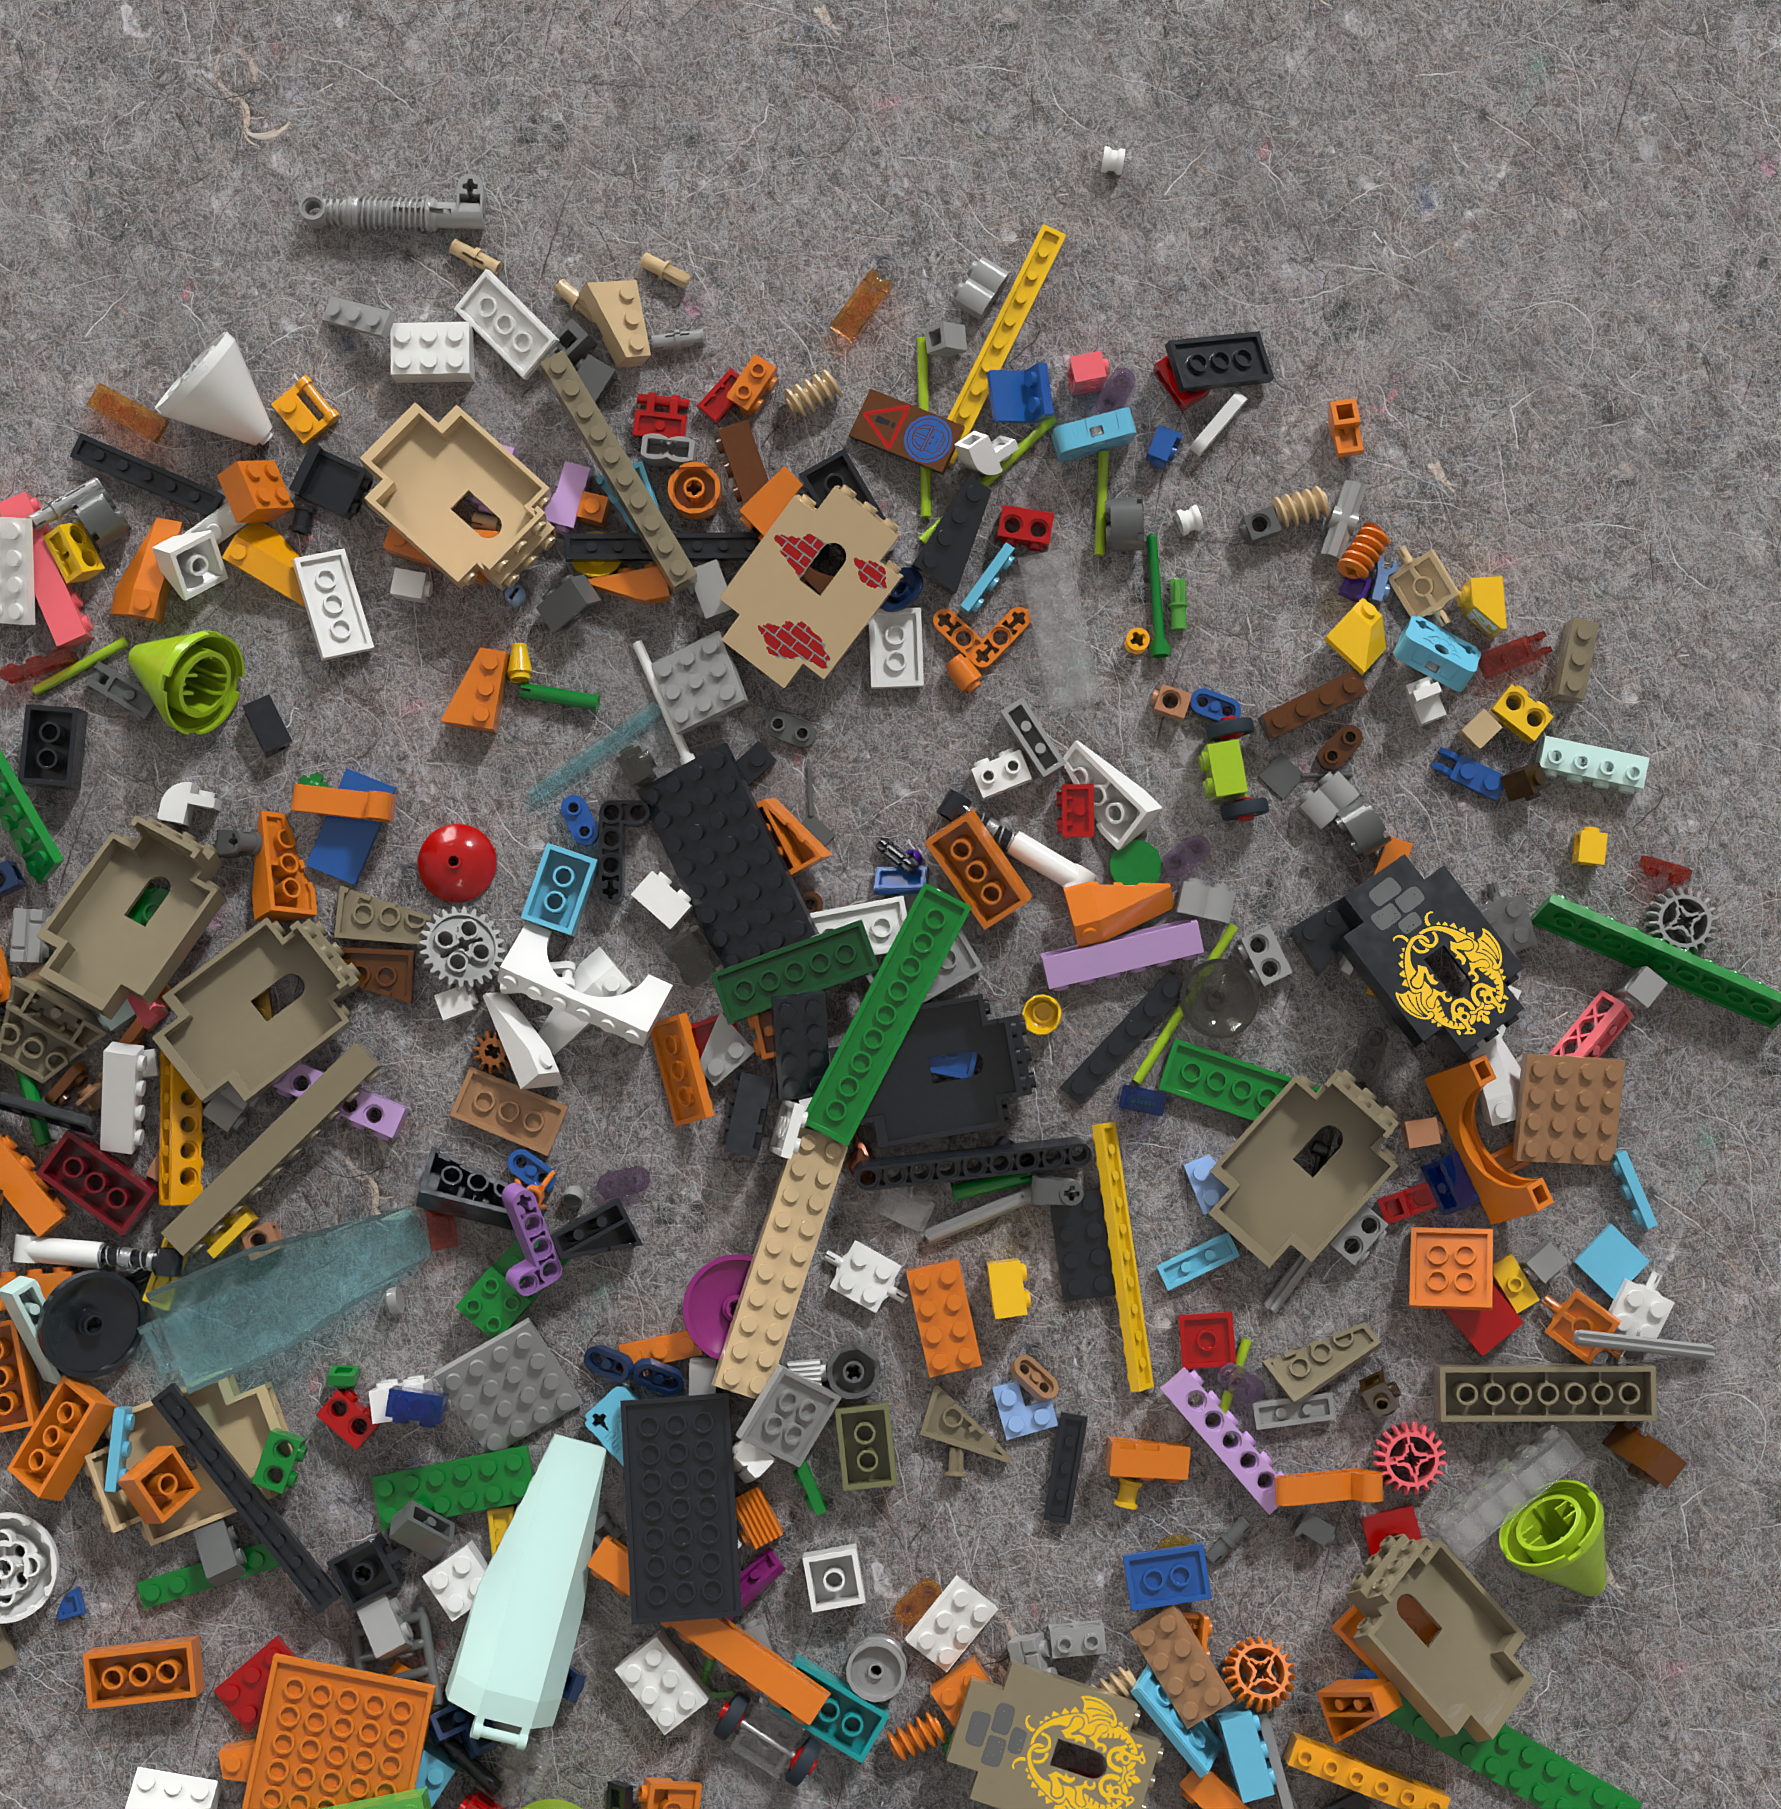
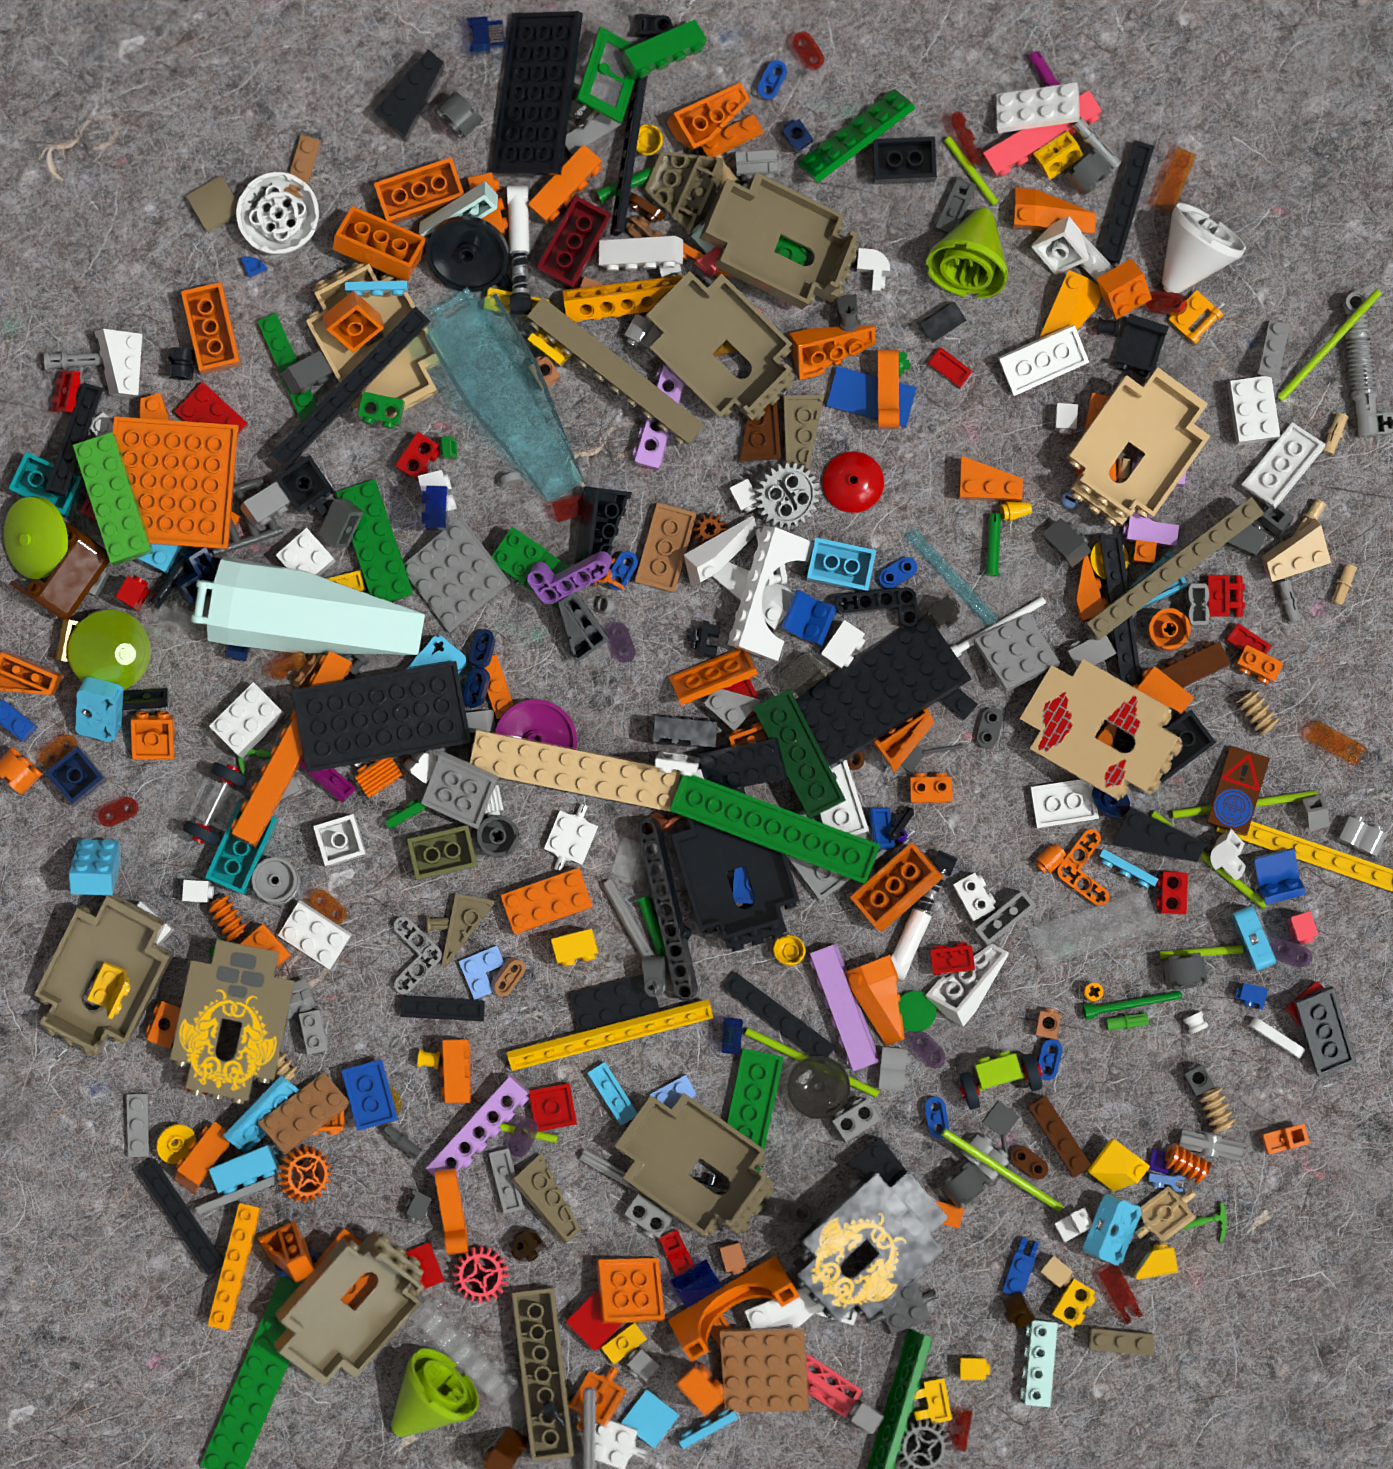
camera: 90 degrees right, 0 degrees up
(185, 1717) = (180, 363): none -> black wheel
(280, 441) = (1167, 303): none -> clear red plate
(327, 723) = (950, 367): none -> red tile
(362, 247) = (1329, 344): none -> lime piece
(596, 1615) = (294, 662): none -> clear orange plate
(615, 1602) = (303, 676): none -> medium nougat hinge
(622, 939) = (808, 618): none -> blue bracket
(623, 1069) = (705, 650): none -> black hips
(859, 812) = (930, 789): none -> orange brick
(877, 1772) = (197, 891): none -> white brick
(989, 1485) = (421, 950): none -> light grey beam
(1271, 855) = (936, 1117): none -> blue plate
(1348, 781) = (1001, 1169): none -> lime piece
(1431, 519) = (1204, 1220): none -> bright green piece
(1589, 1193) = (701, 1388): none -> orange brick
(1592, 1389) = (549, 1407): none -> black hand
(1626, 897) = (937, 1401): none -> yellow plate

